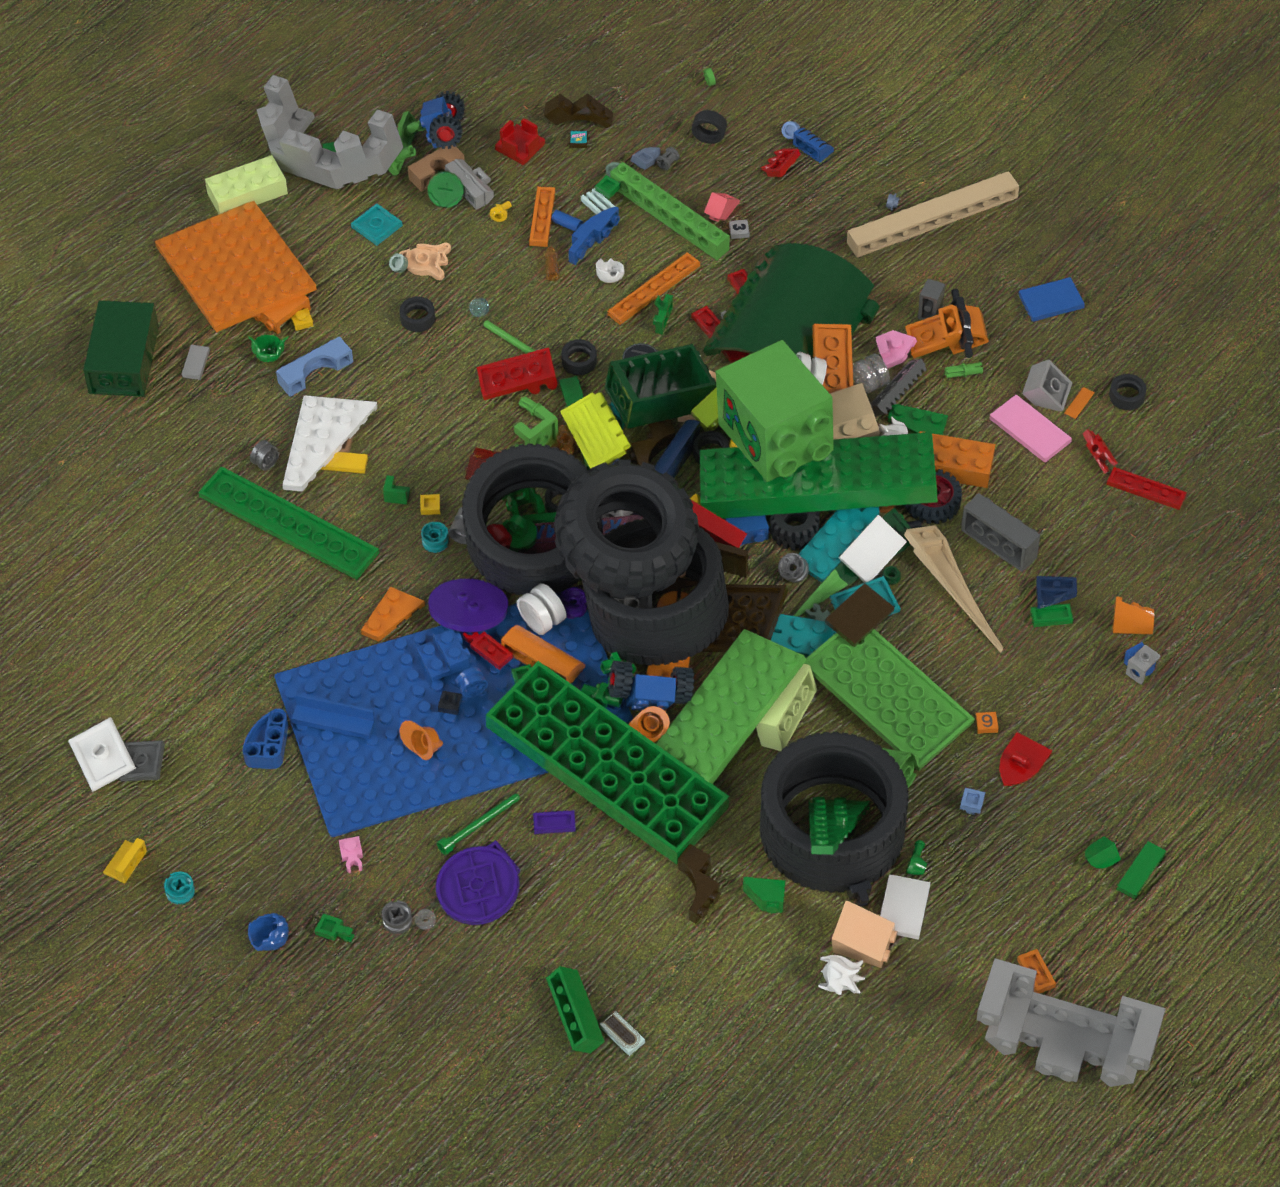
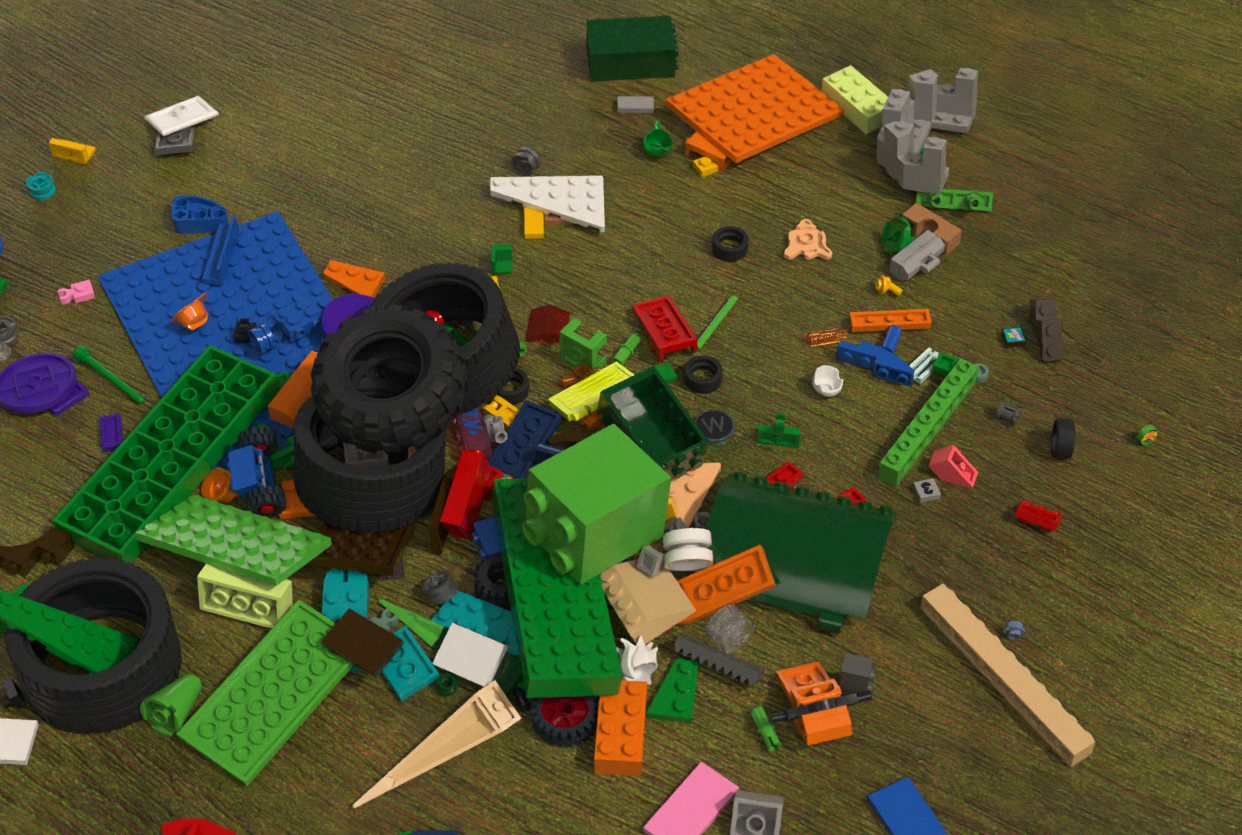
camera: 80 degrees right, 5 degrees down
(289, 523) = (450, 194): green plate -> none
(332, 355) = (631, 169): medium blue arch -> none
(376, 224) = (843, 200): teal tile -> none
(398, 263) = (793, 220): sand green tile -> none
(442, 119) = (983, 214): brick -> none
(479, 307) = (750, 287): clear light blue tile -> none
(489, 649) = (309, 344): red plate -> none
(519, 141) = (990, 289): red panel -> none
(646, 157) = (1000, 391): sand blue plate -> none
(652, 288) = (819, 427): orange tile -> none
(789, 128) = (1093, 519): medium blue tile -> none
(811, 144) = (1080, 543): blue brick -> none
(894, 347) = (781, 651): bright pink plate -> none
(916, 864) = (48, 743): green bar -> none
(972, 801) = (128, 788): medium blue tile -> none
(986, 722) = (246, 799): orange tile -> none
(1000, 532) = (510, 781): dark grey brick -> none

